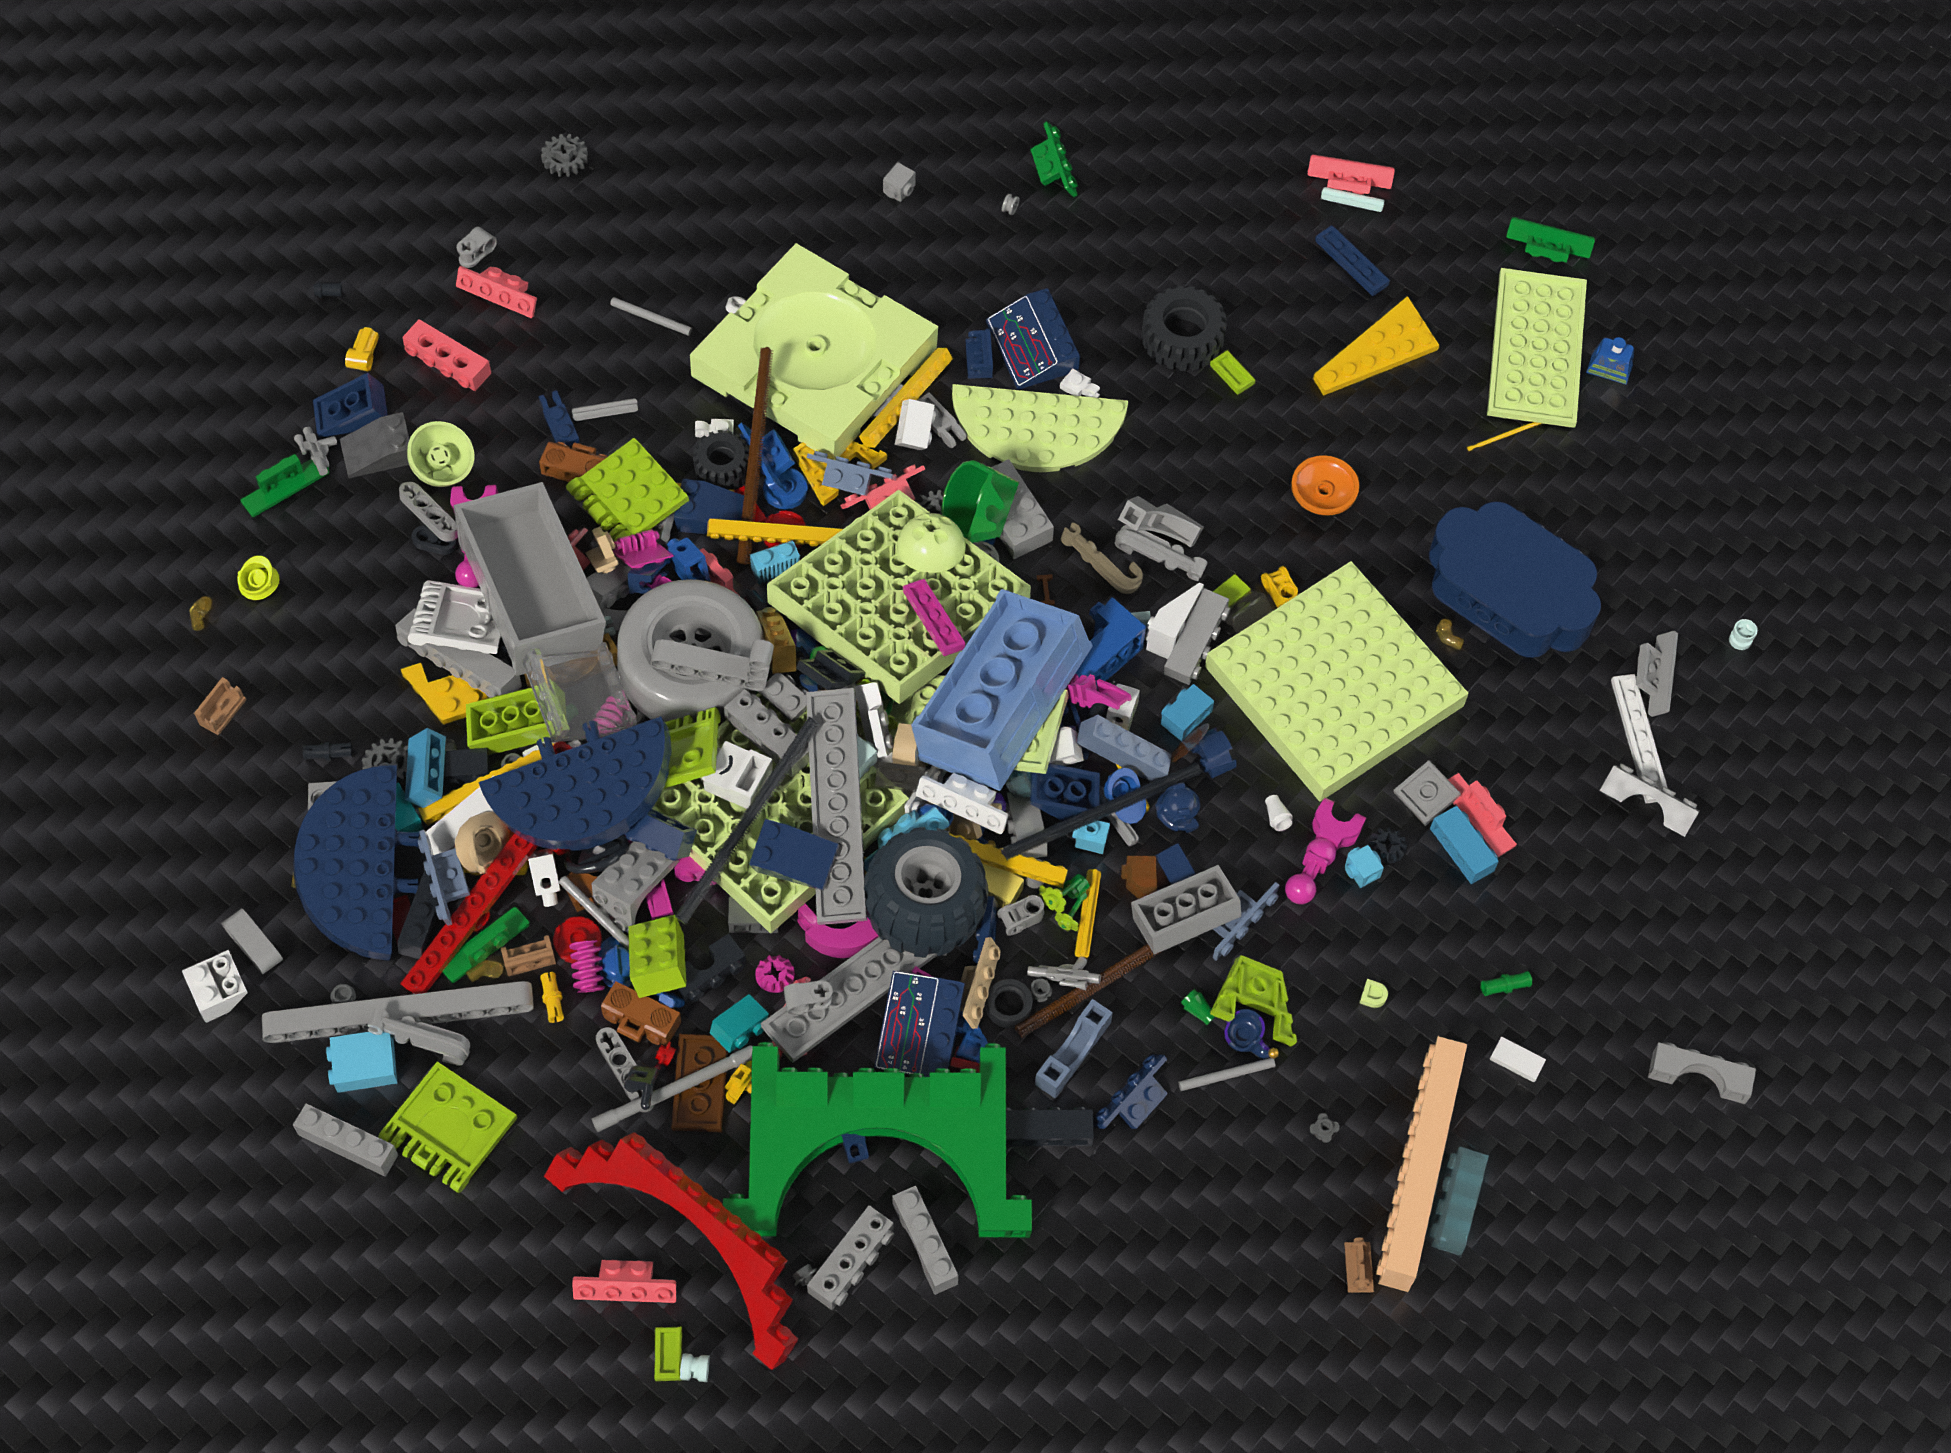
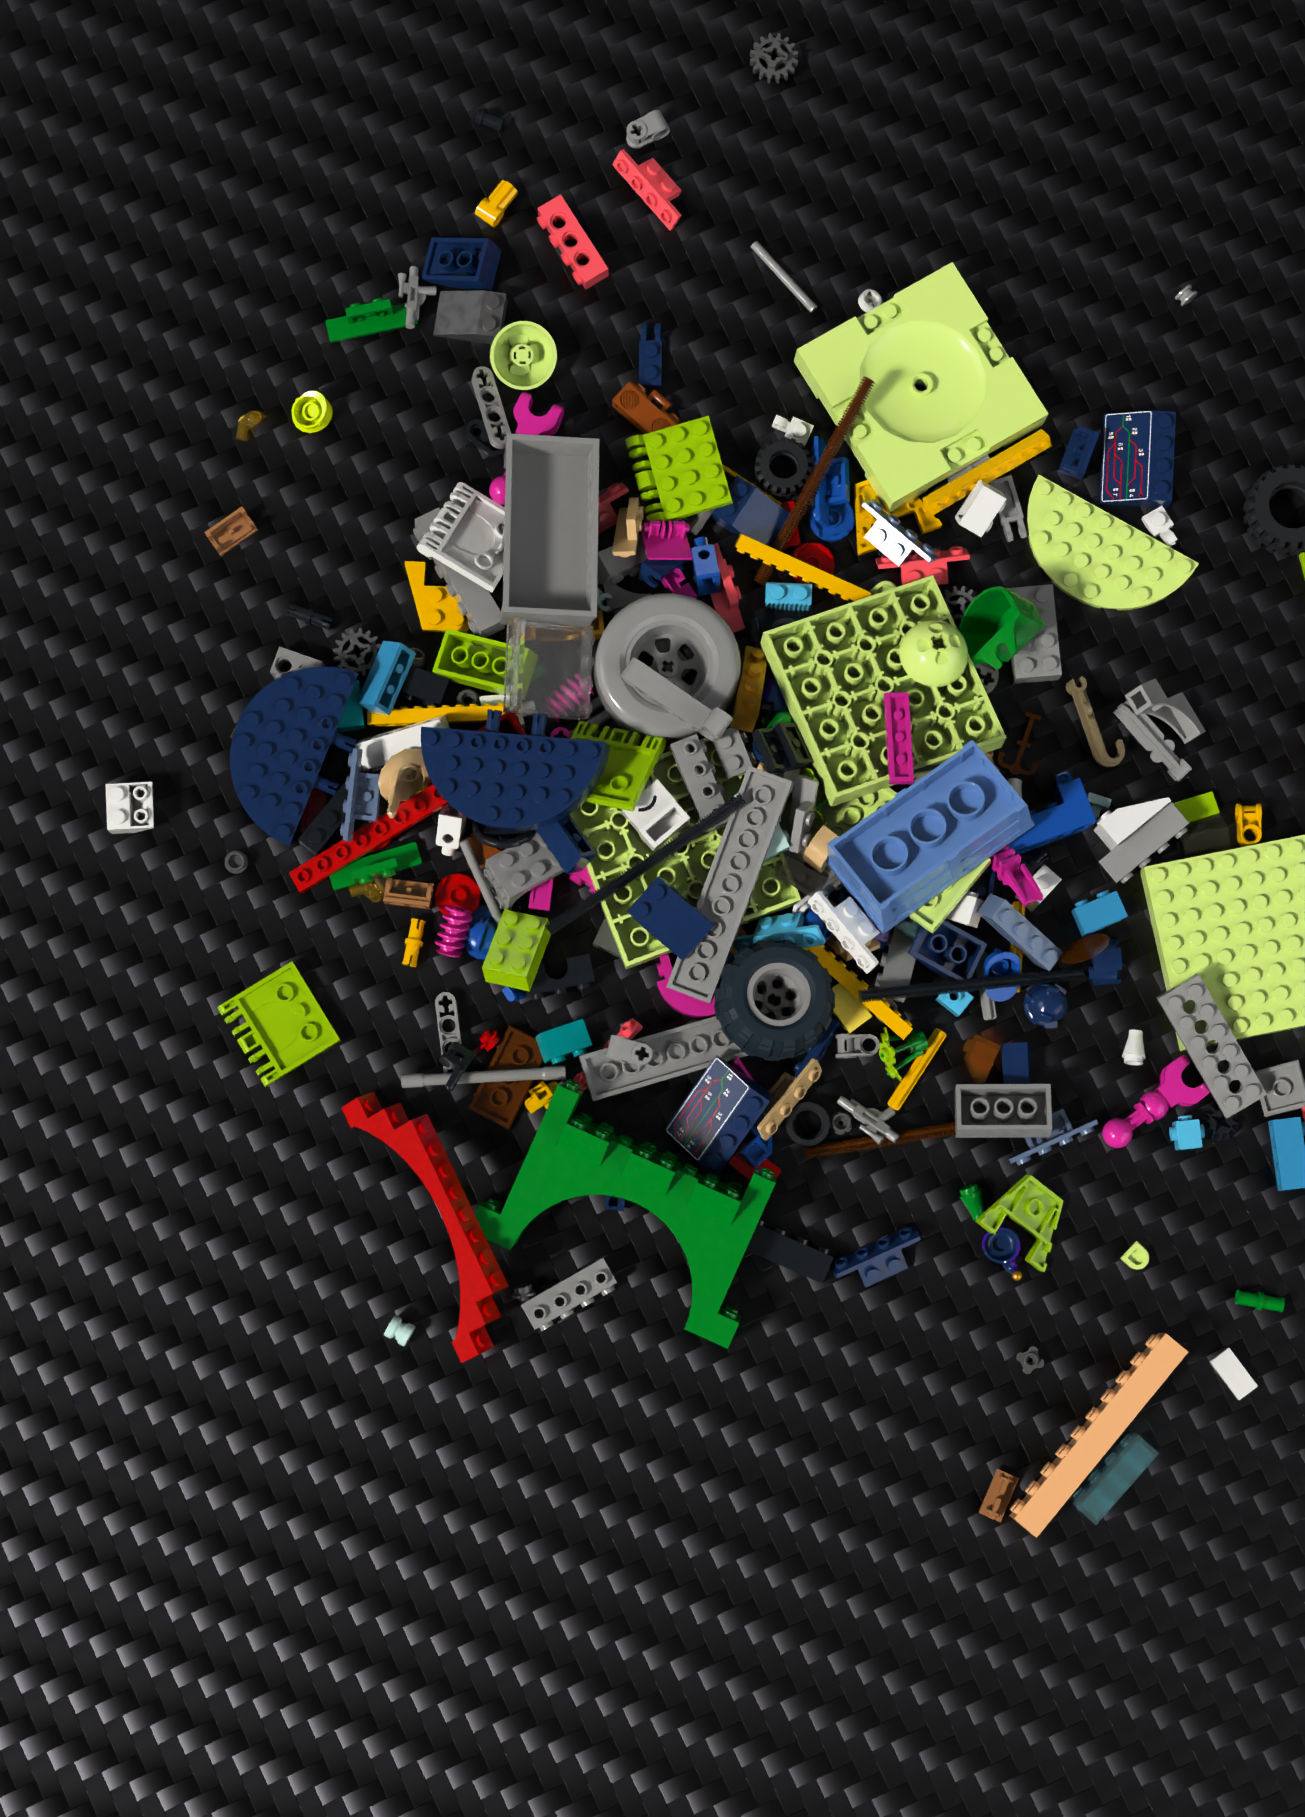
camera: 30 degrees right, 20 degrees up
(252, 941) = (177, 776): light grey beam -> none
(345, 1140) = (188, 999): light grey brick -> none
(361, 1061) = (229, 931): medium azure brick -> none
(423, 1007) = (277, 899): light grey beam -> none
(450, 1044) = (286, 934): light grey piece -> none
(605, 409) = (698, 362): light grey axle -> none
(625, 1282) = (373, 1229): coral bracket -> none
(644, 1013) = (491, 1001): dark orange piece -> none
(668, 1353) = (383, 1306): lime tile -> none
(770, 983) = (607, 1011): dark pink gear -> none
(899, 182) = (1087, 225): light grey brick -> none
(923, 1233) = (638, 1307): light grey arch -> none
(1052, 162) = (1250, 262): green bracket -> none
(1064, 1063) = (843, 1193): sand blue arch -> none
(1226, 1074) = (968, 1272): light grey bar -> none
(1346, 790) = (1195, 1044): none -> light grey plate

